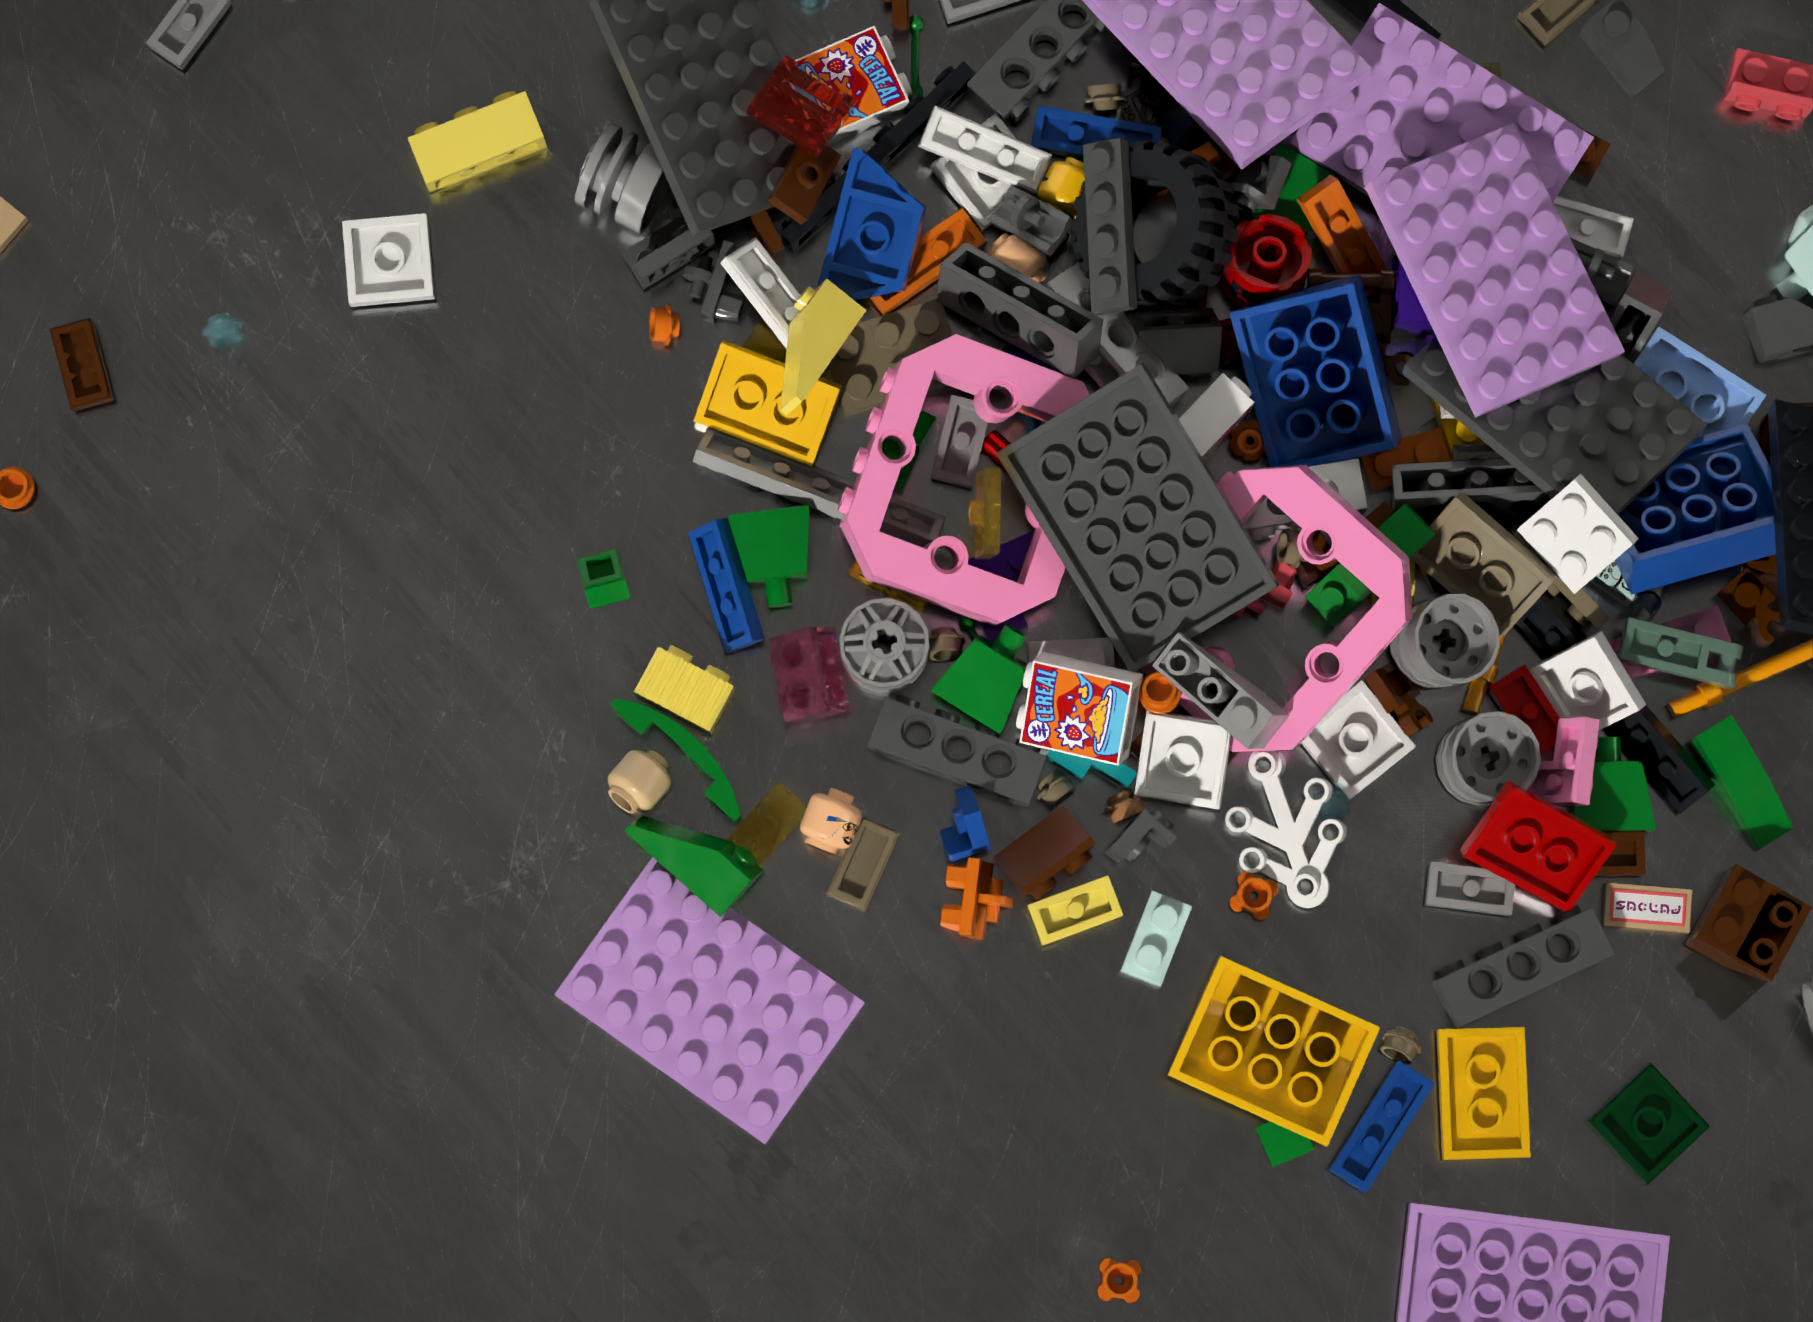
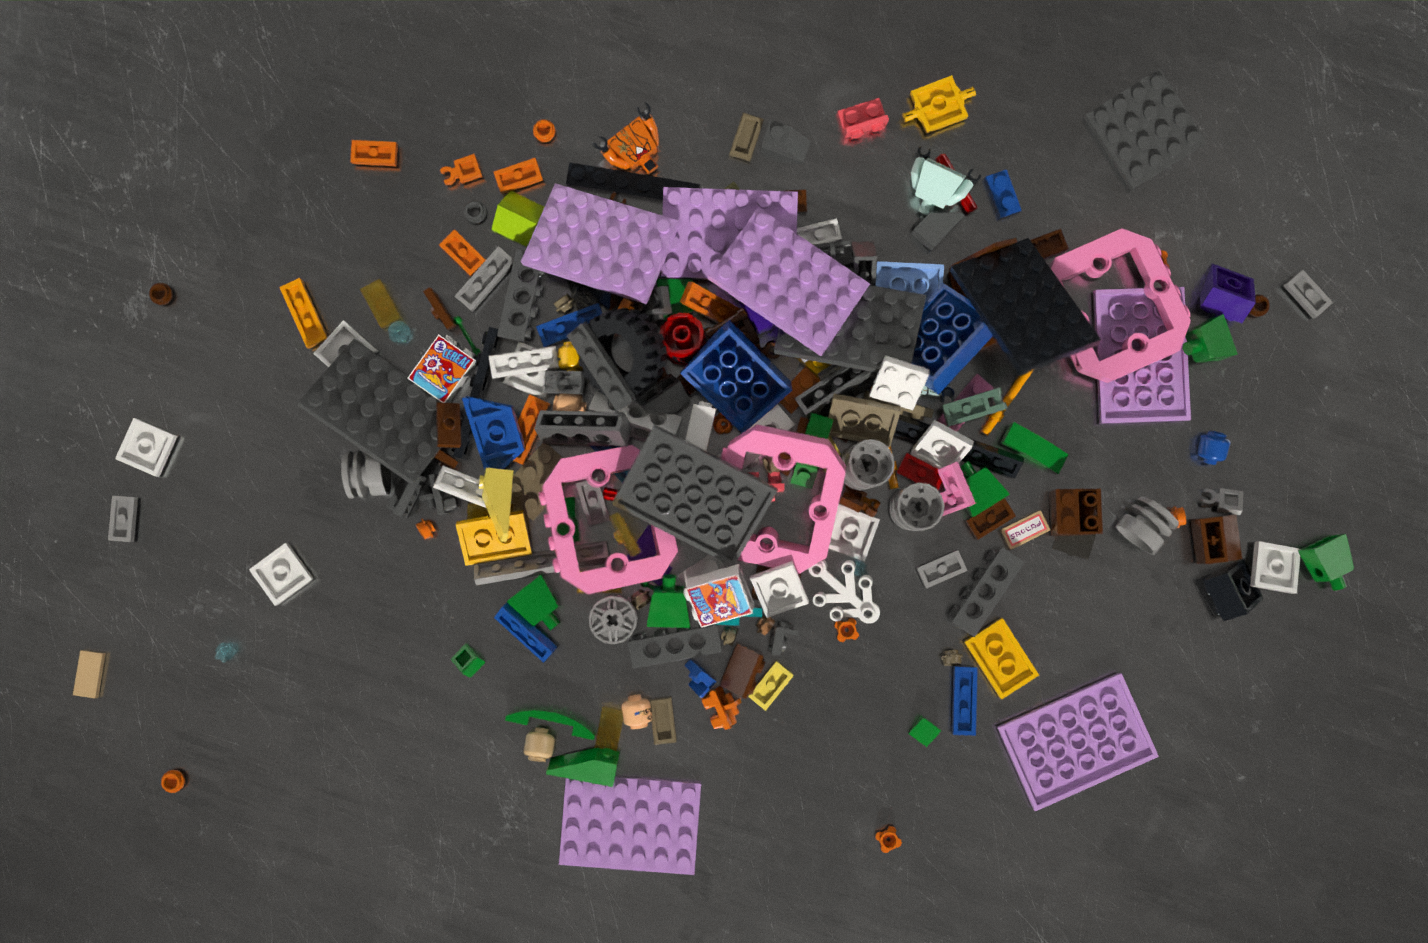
camera: 30 degrees left, 5 degrees up
(81, 364) = (169, 706): reddish brown plate -> none
(476, 140) = (288, 495): light yellow brick -> none
(685, 689) = (535, 690): light yellow brick -> none
(796, 115) = (426, 399): clear red plate -> none
(814, 674) = (587, 651): clear pink brick -> none
(1156, 938) = (814, 675): light aqua plate -> none
(1159, 694) = (751, 566): orange plate -> none
(1221, 692) = (780, 552): light grey slope -> none
(1273, 1050) = (897, 696): yellow slope -> none
(1538, 846) = (963, 535): red plate -> none
(1648, 1123) = (1081, 626): dark green tile -> none
(1748, 600) = (988, 363): reddish brown plate -> none

